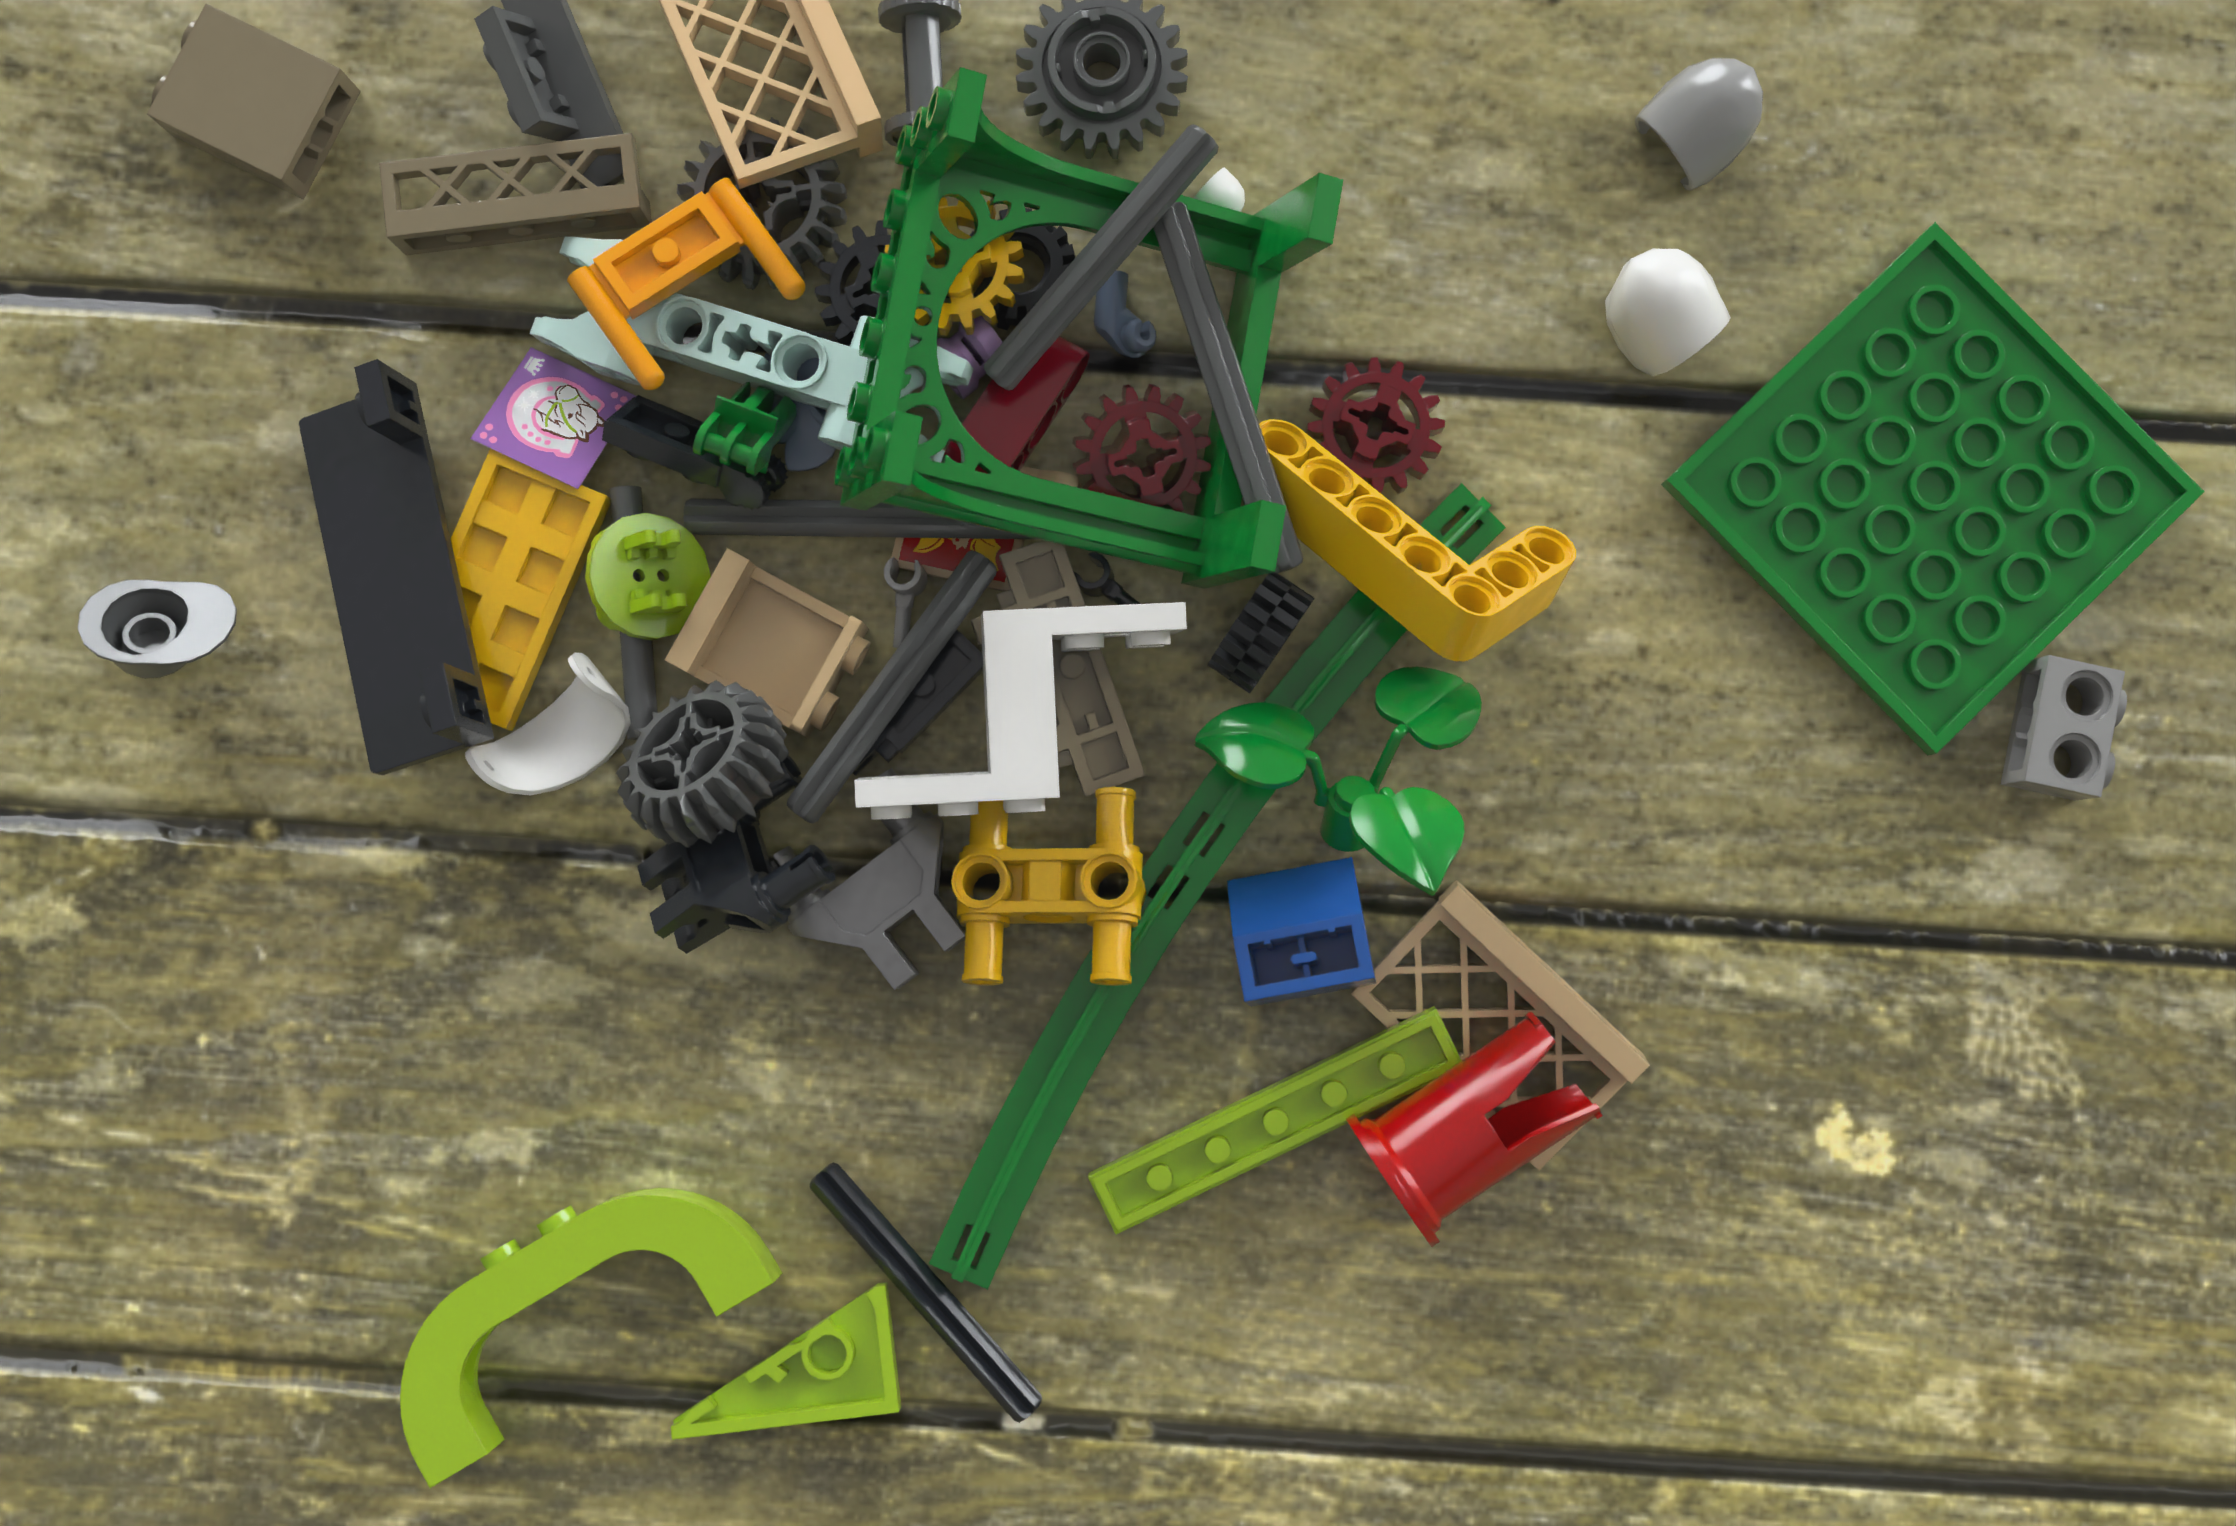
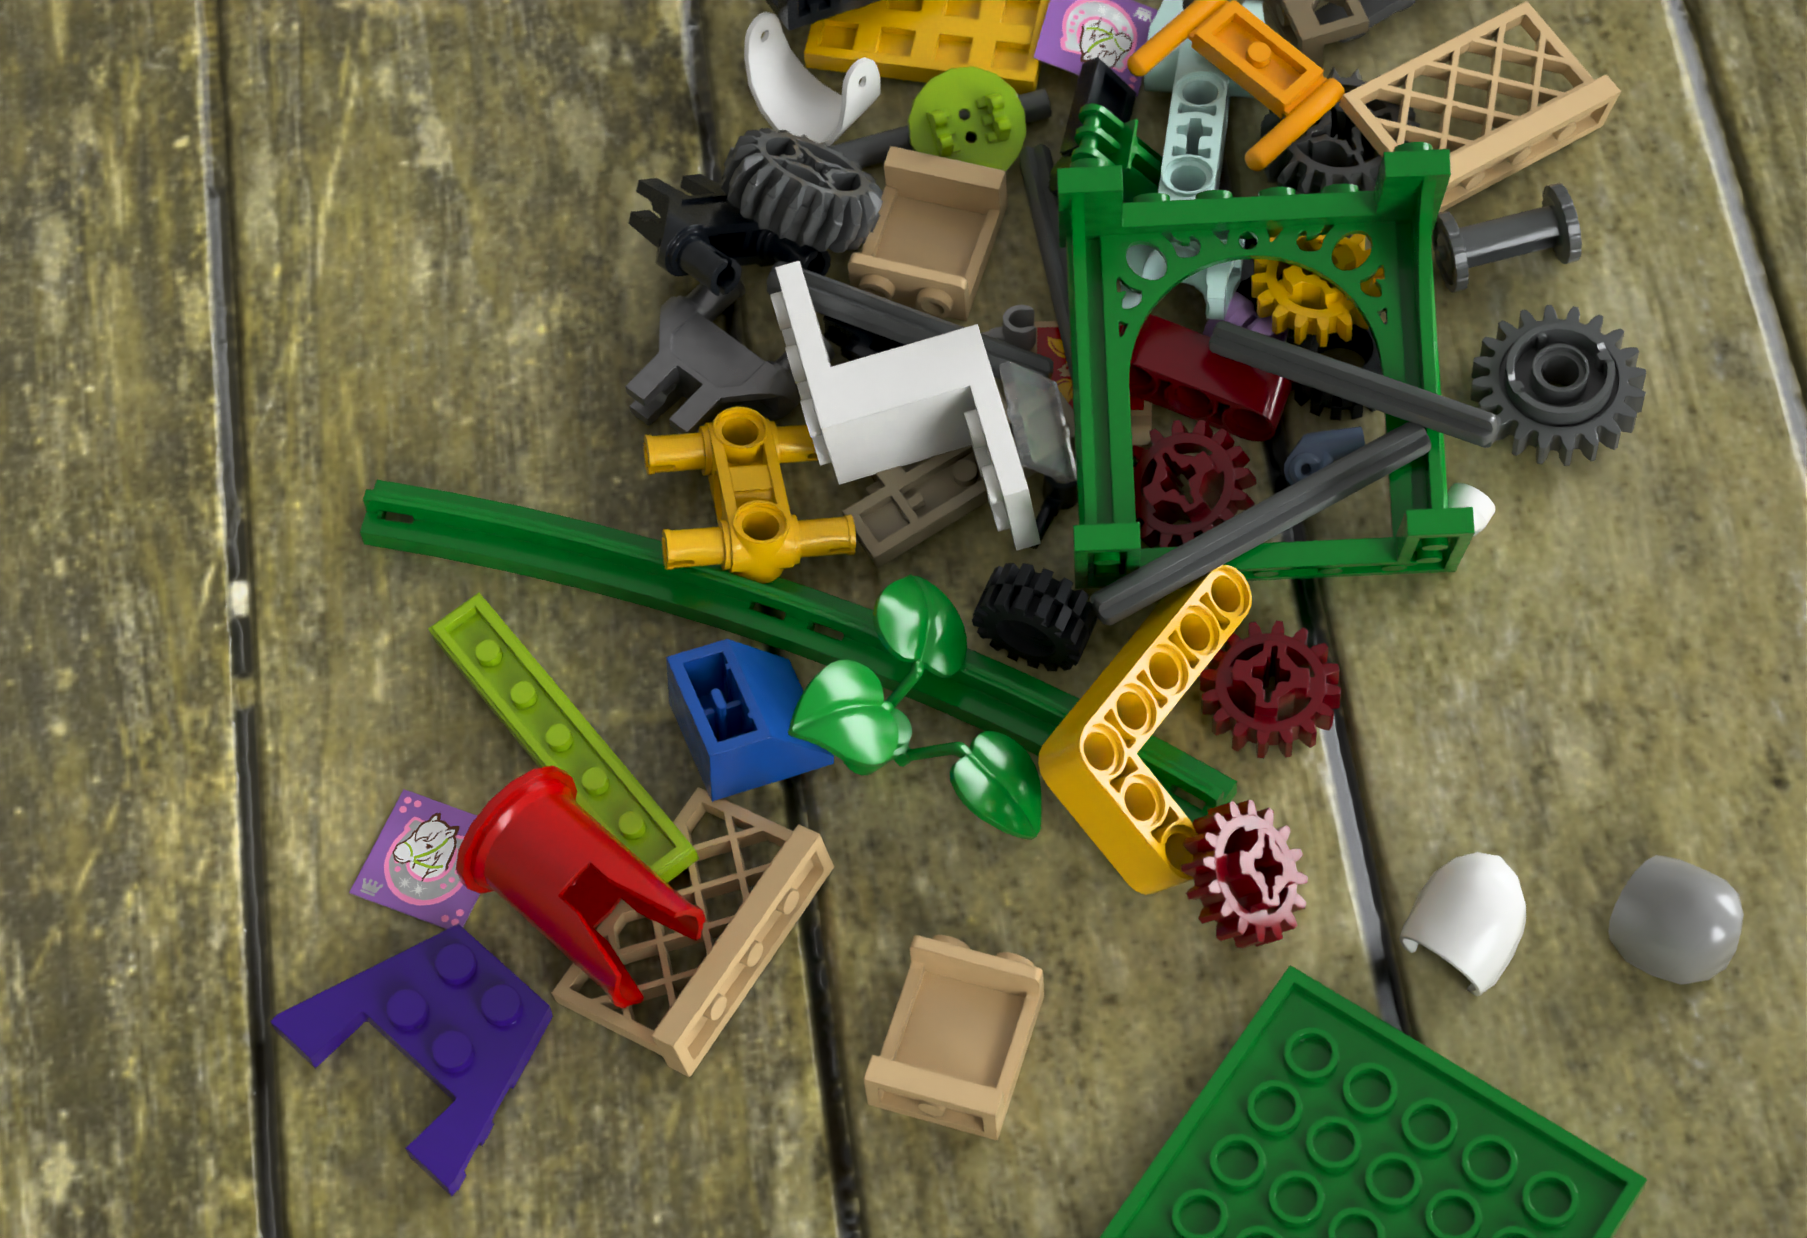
camera: 85 degrees right, 25 degrees down
(439, 1384) = (240, 129): lime arch -> none
(825, 1374) = (263, 421): lime wing -> none
(926, 1292) = (348, 488): black axle -> none
(1074, 578) = (1038, 422): none -> clear piece
(1363, 1266) = (416, 863): none -> sticker
(1543, 1267) = (453, 1017): none -> dark purple wing
(1579, 497) = (1244, 874): none -> dark red gear
(1668, 801) = (957, 1036): none -> tan panel

